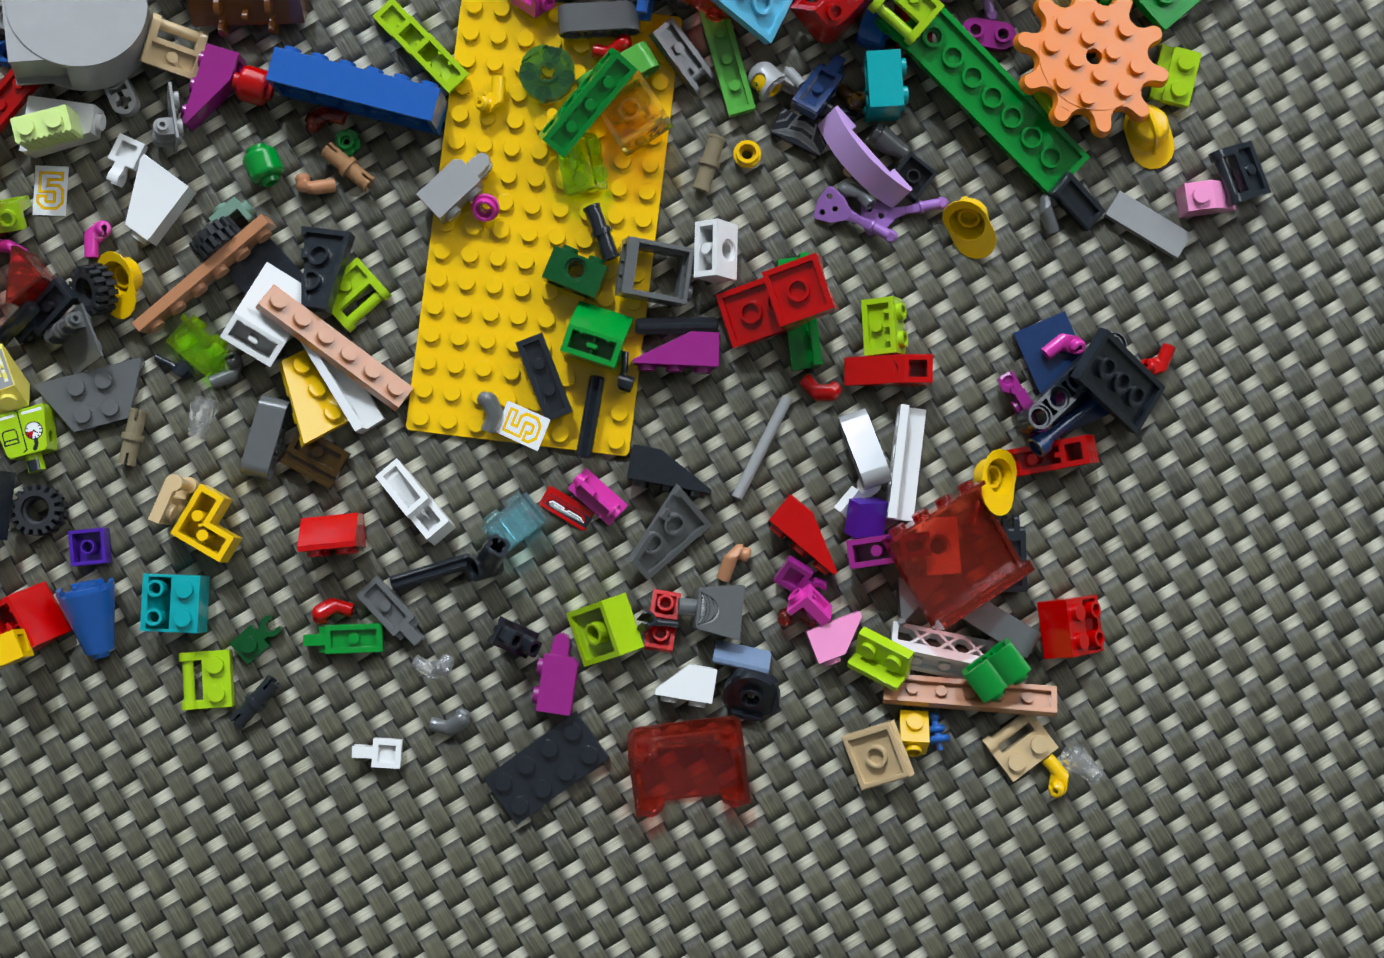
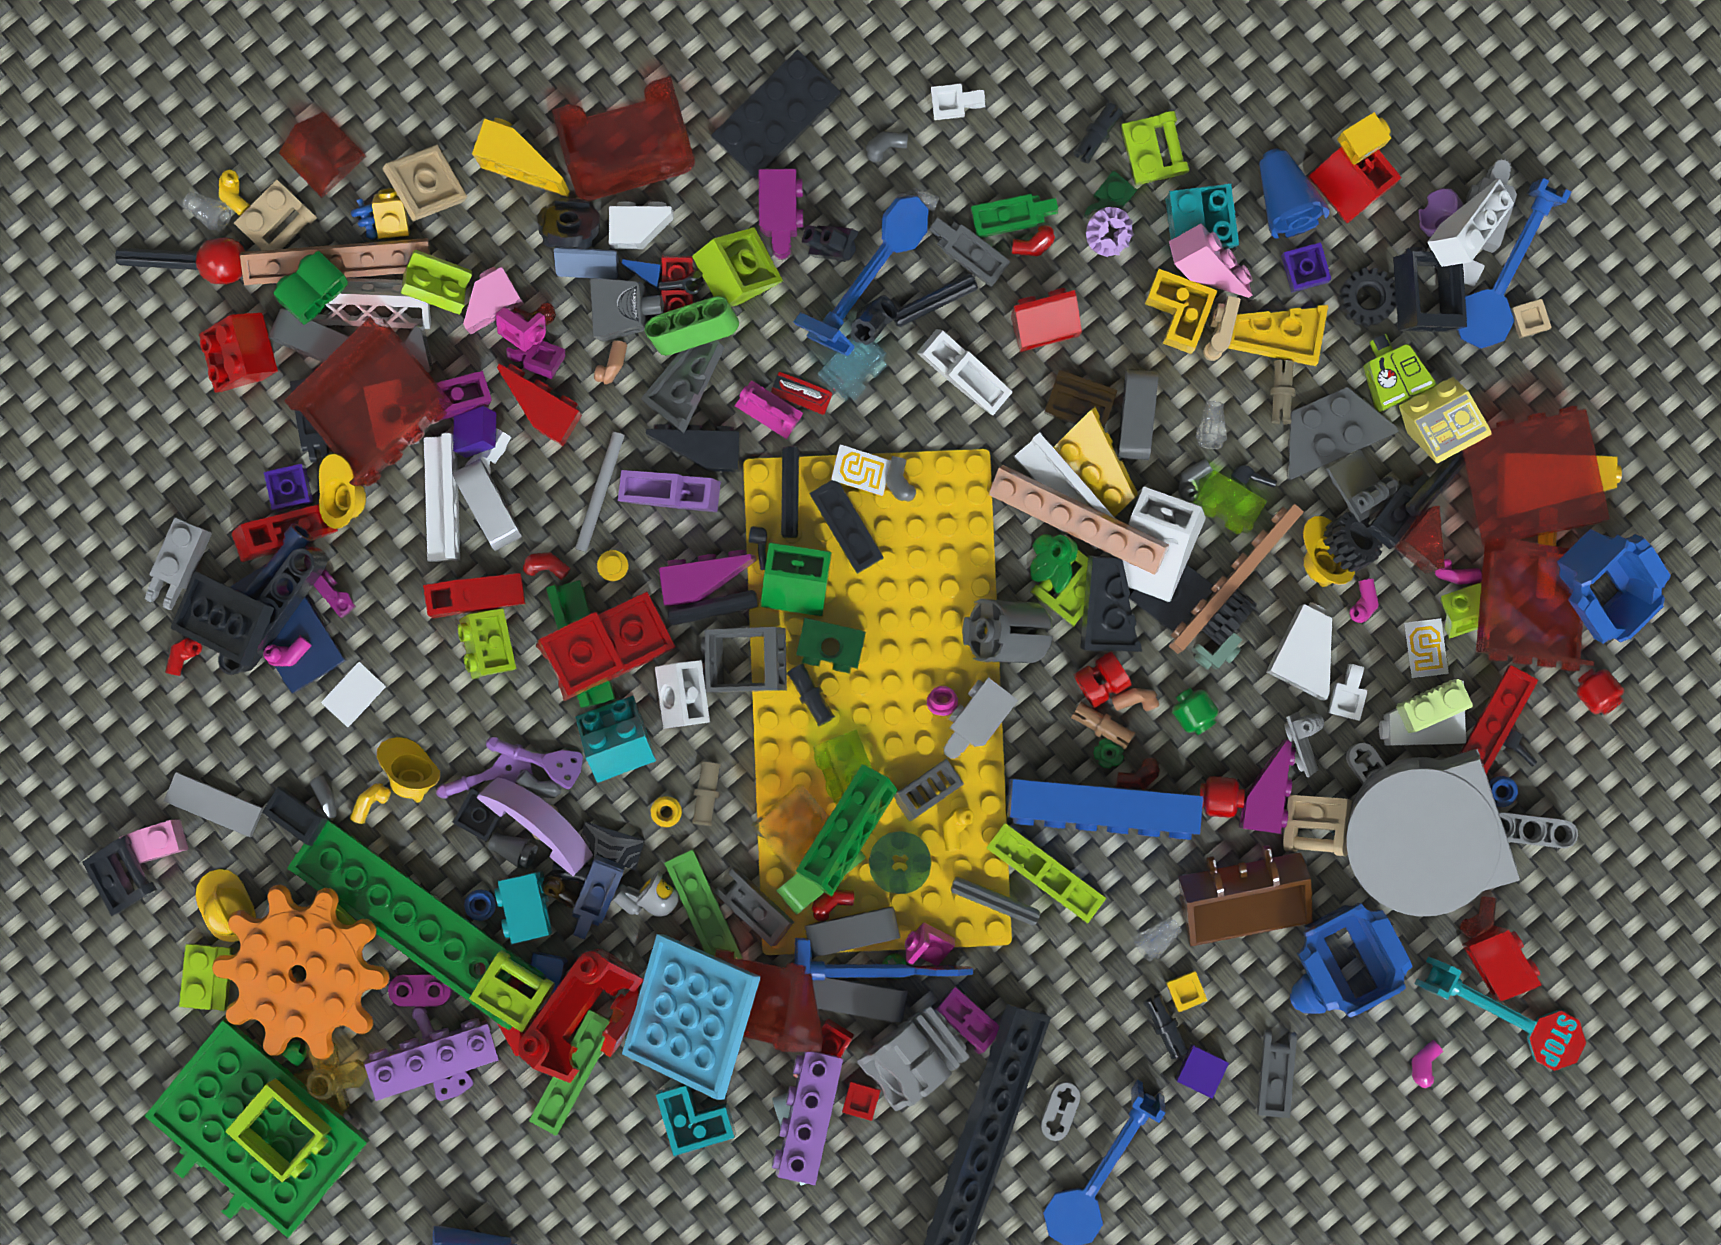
camera: 170 degrees right, 0 degrees up
(118, 488) = (1282, 335): none -> yellow wing
(174, 561) = (1208, 263): none -> bright pink slope
(269, 612) = (1098, 227): none -> lavender gear
(331, 209) = (1111, 673): none -> red wheel
(367, 315) = (1053, 560): none -> green plate
(413, 258) = (999, 643): none -> dark grey cylinder
(449, 638) = (902, 230): none -> blue piece
(469, 27) = (995, 901): none -> dark grey axle
(508, 123) = (906, 805): none -> dark grey slope
(642, 575) = (692, 325): none -> bright green beam
(688, 640) = (646, 271): none -> blue piece
(699, 437) = (669, 490): none -> medium lavender slope
(760, 378) = (612, 565): none -> yellow plate
(782, 223) = (615, 739): none -> teal slope
(796, 768) = (510, 155): none -> yellow slope
(929, 93) = (471, 909): none -> blue plate
(969, 800) = (320, 152): none -> clear red slope
(1009, 303) = (353, 694): none -> white sticker
(1011, 206) = (376, 792): none -> yellow arm
(1042, 496) = (288, 487): none -> dark purple piece
(1075, 713) = (220, 260): none -> red hair
(1129, 725) = (156, 258): none -> black axle
(1150, 445) = (177, 560): none -> light grey hinge

